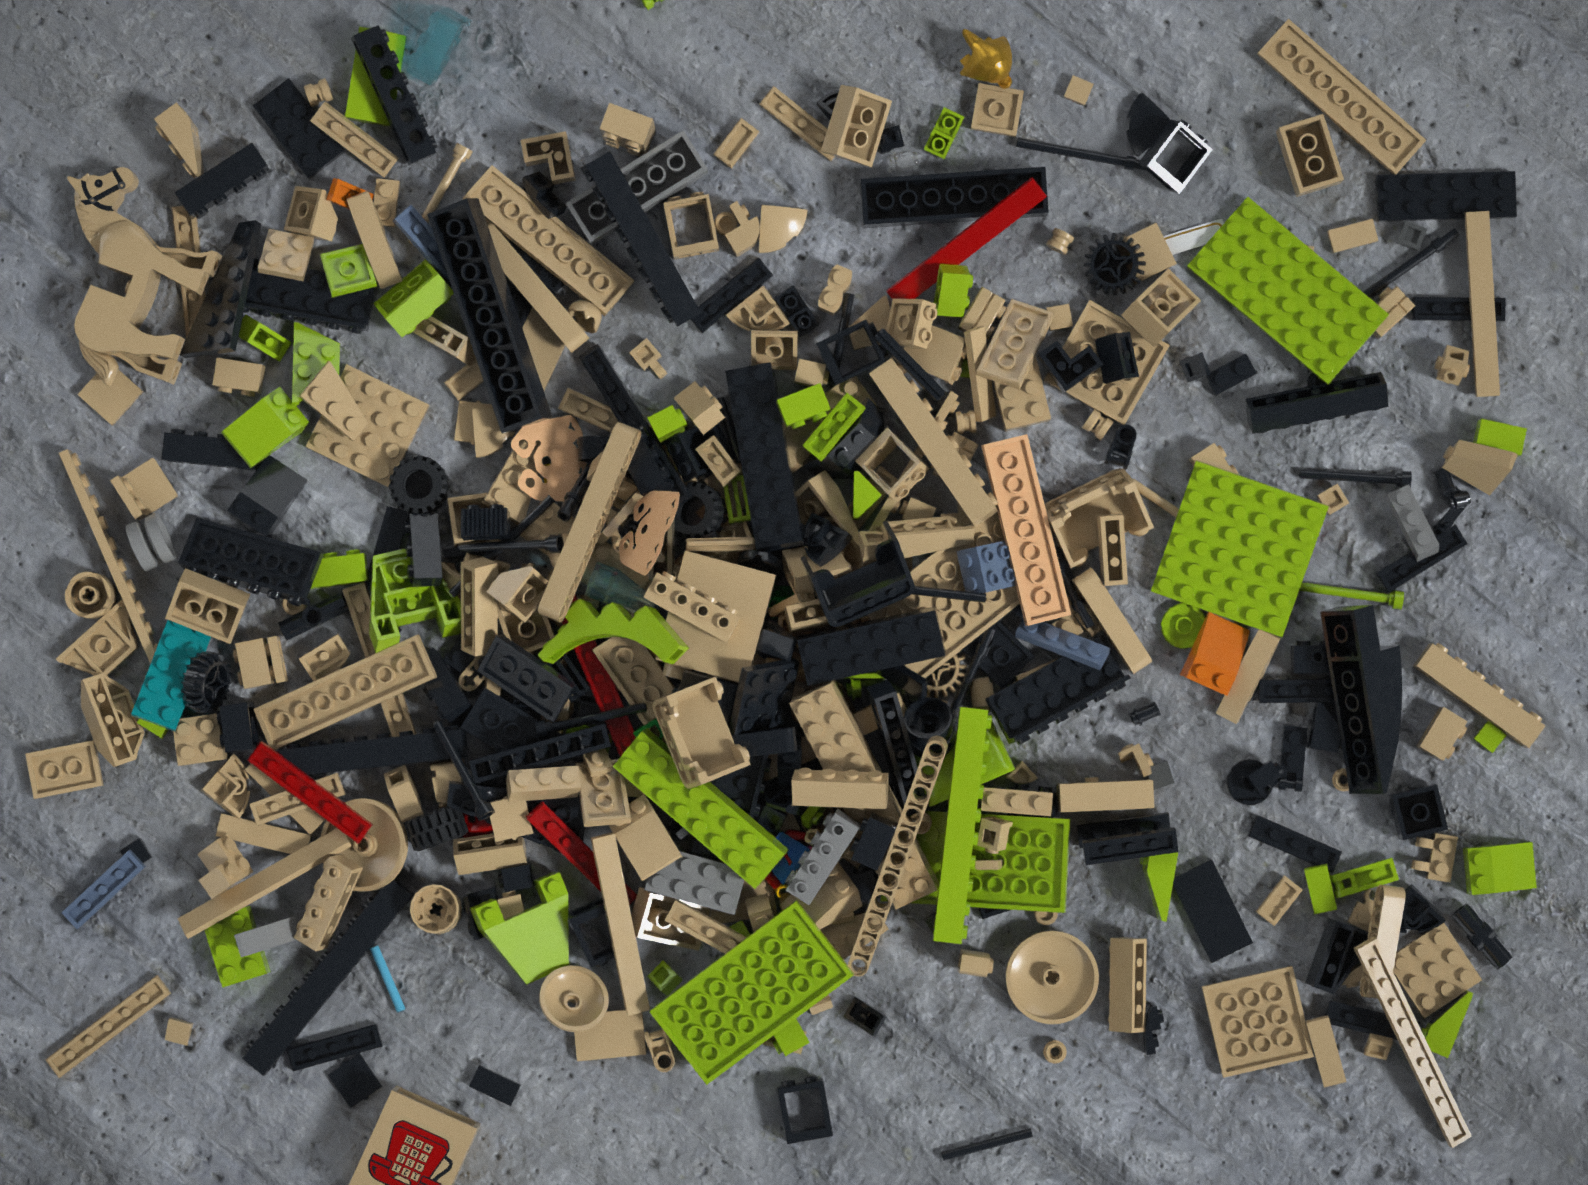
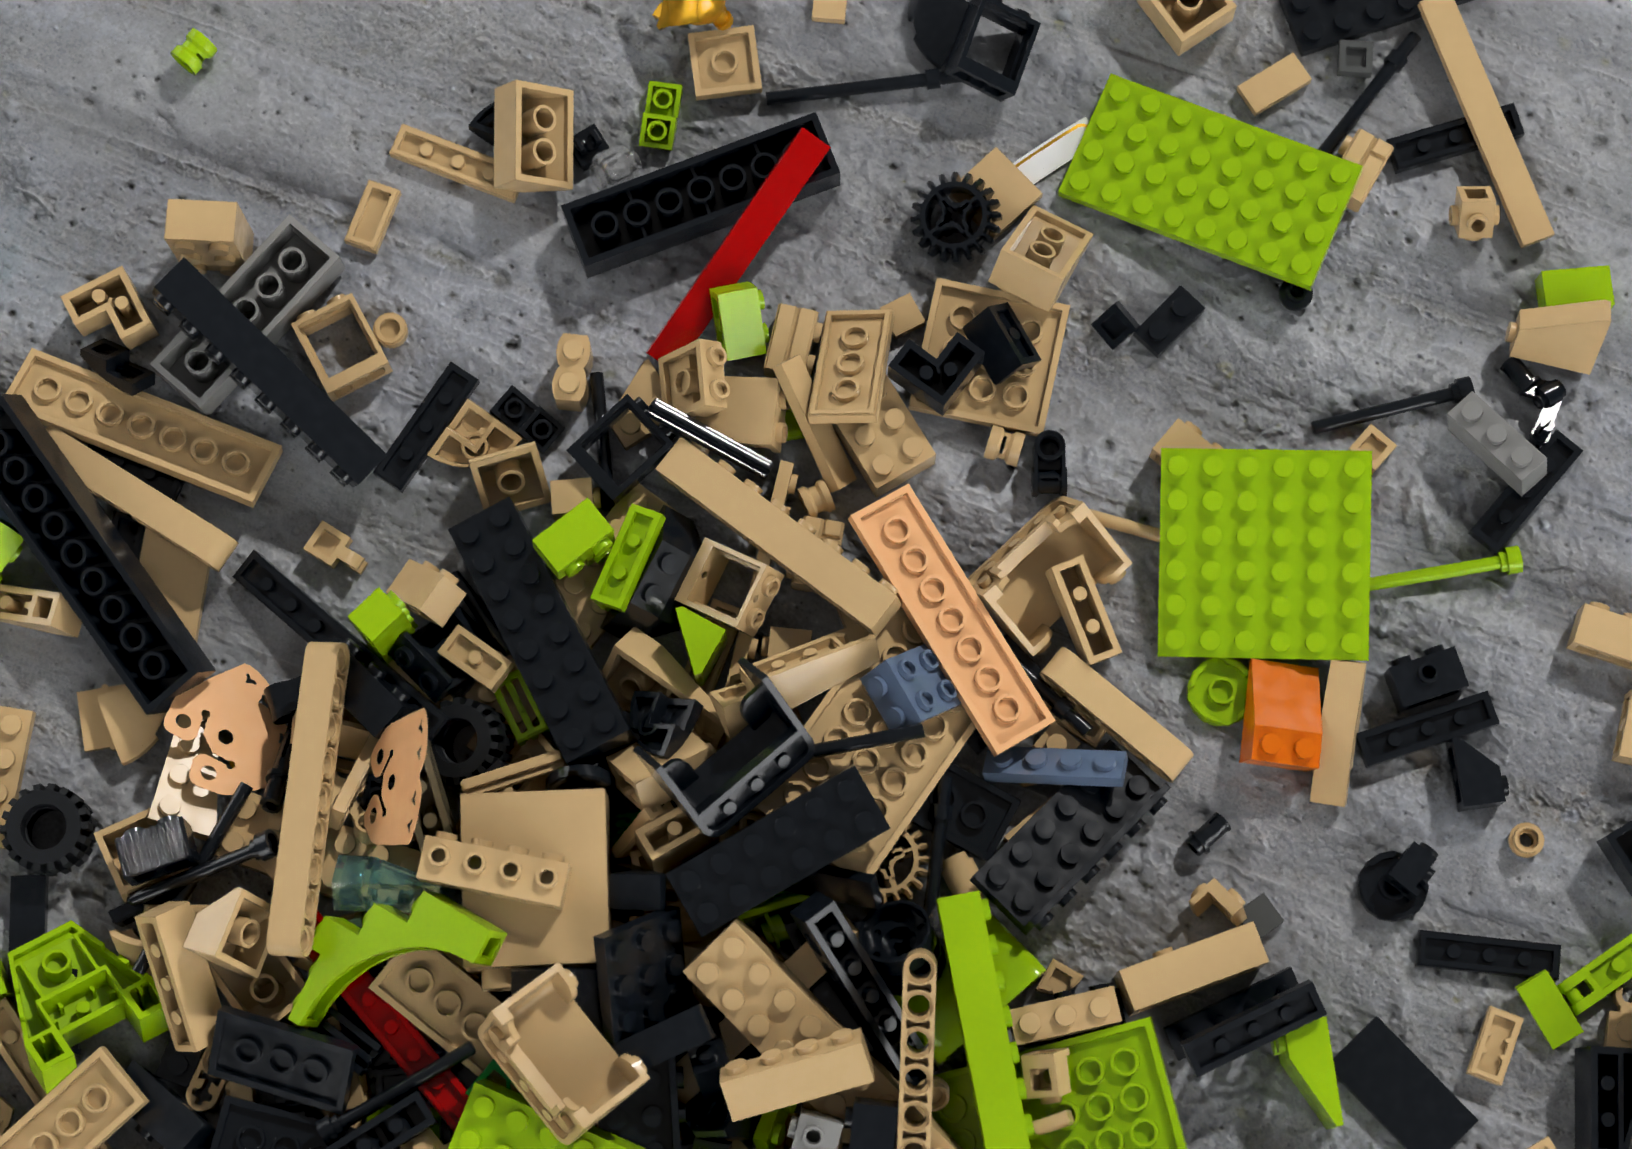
camera: 20 degrees left, 10 degrees down
(423, 550) = (79, 921): black brick -> none
(465, 380) = (77, 661): tan tile -> none
(586, 315) = (226, 513): tan hair -> none
(588, 410) = (265, 648): tan tile -> none
(747, 234) = (423, 334): tan brick -> none
(779, 226) = (467, 311): tan brick -> none
(1060, 241) = (869, 211): tan wheel -> none
(1292, 757) = (1442, 830): black plate -> none
(1317, 403) = (1303, 321): black brick -> none
(1366, 695) = (1518, 706): black slope -> none

